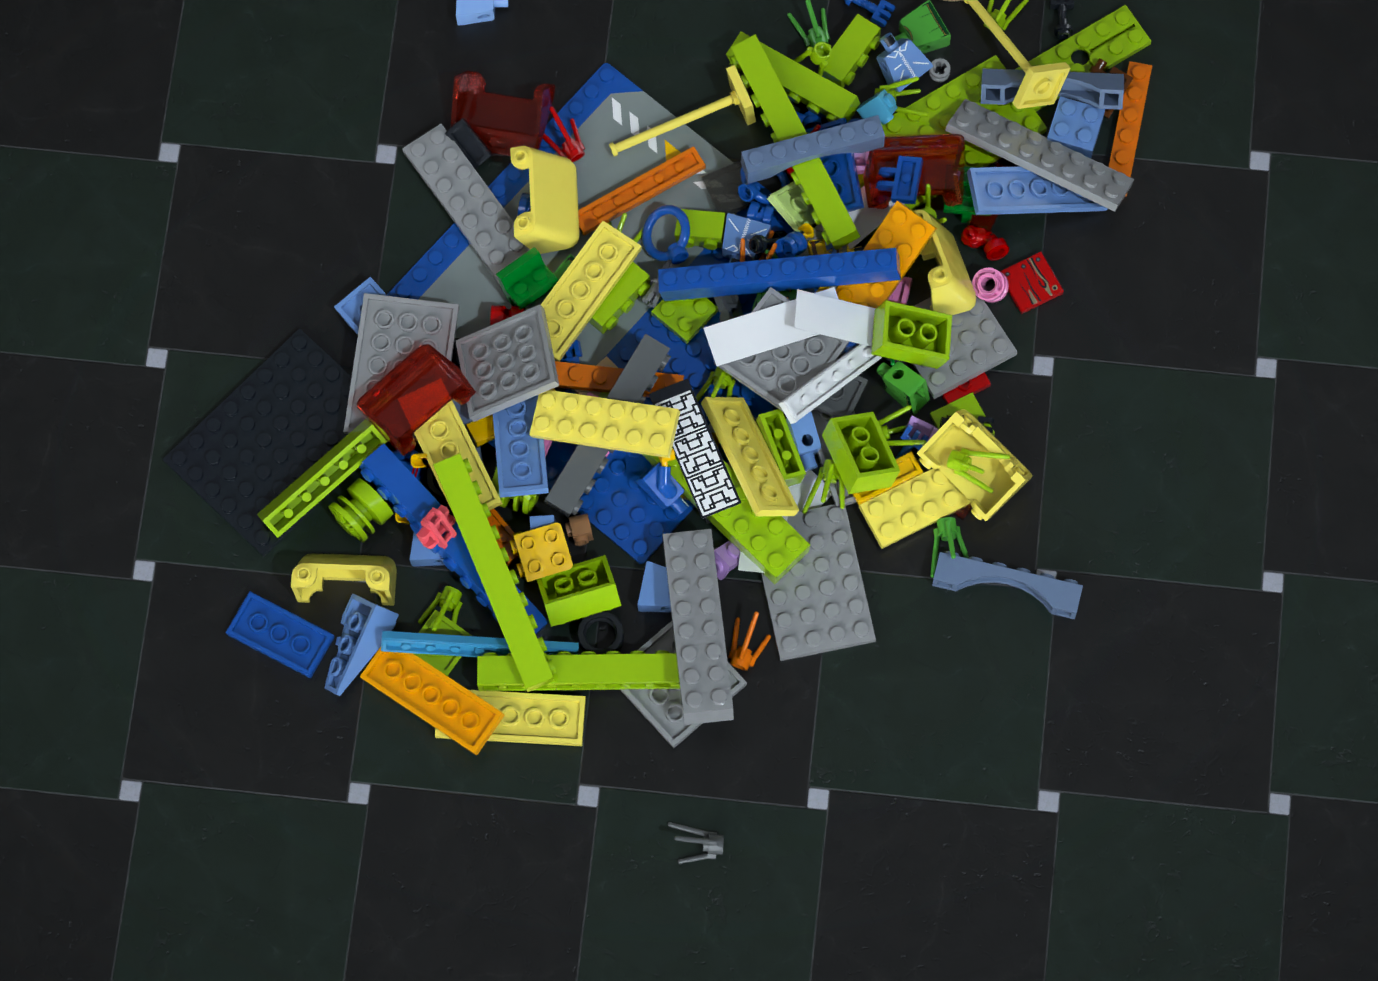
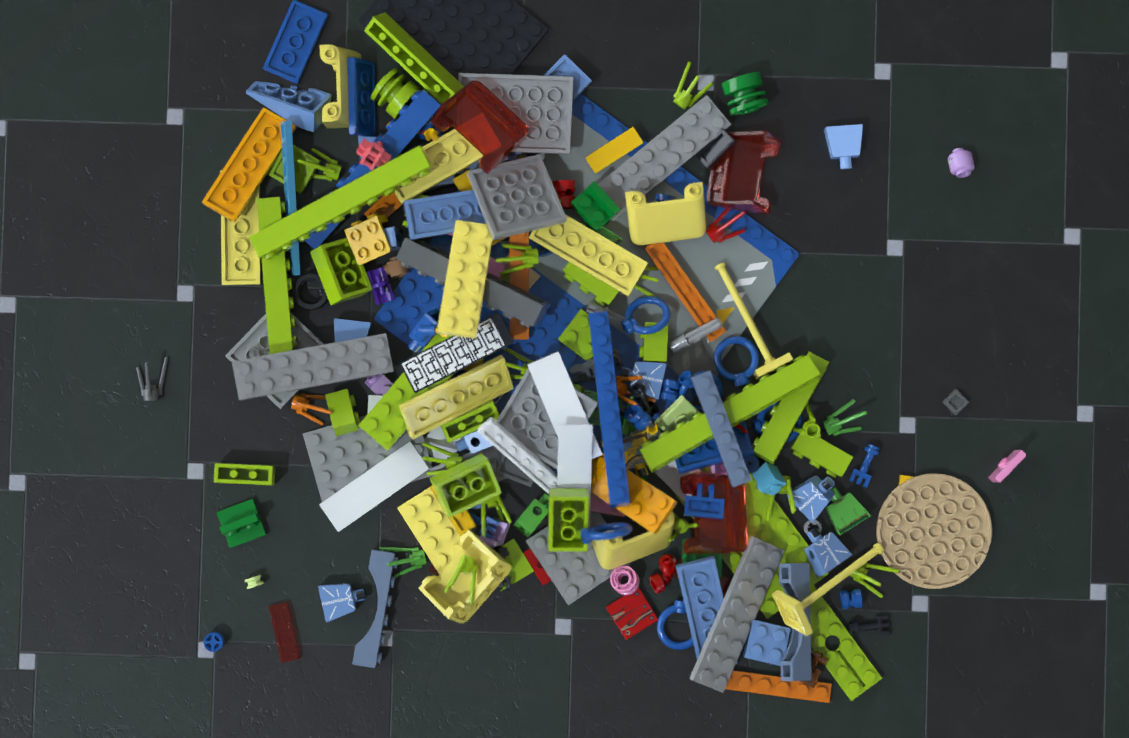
camera: 80 degrees right, 15 degrees up
(363, 552) = (360, 88): none -> blue tile
(403, 175) = (683, 98): none -> lime plant
(406, 103) = (745, 93): none -> green wheel
(459, 261) = (614, 150): none -> yellow tile
(582, 360) = (529, 257): none -> lime plant
(601, 545) = (381, 287): none -> dark purple hips
(693, 176) = (686, 339): none -> light grey axle
(752, 137) = (741, 378): none -> blue piece
(765, 598) = (343, 416): none -> lime brick
(826, 730) = (244, 474): none -> lime brick
(854, 574) = (374, 486): none -> white sticker
(889, 743) = (241, 523): none -> green bracket
(930, 302) = (599, 532): none -> blue piece
(965, 731) = (254, 581): none -> yellowish green bush
(970, 53) = (825, 552): none -> medium blue torso
(994, 627) = (339, 599): none -> medium blue torso
(1026, 225) = (677, 607): none -> blue piece
(1028, 31) = (851, 598): none -> blue wheel
(1031, 700) = (284, 632): none -> clear red tile
(1039, 781) = (210, 641): none -> blue wheel

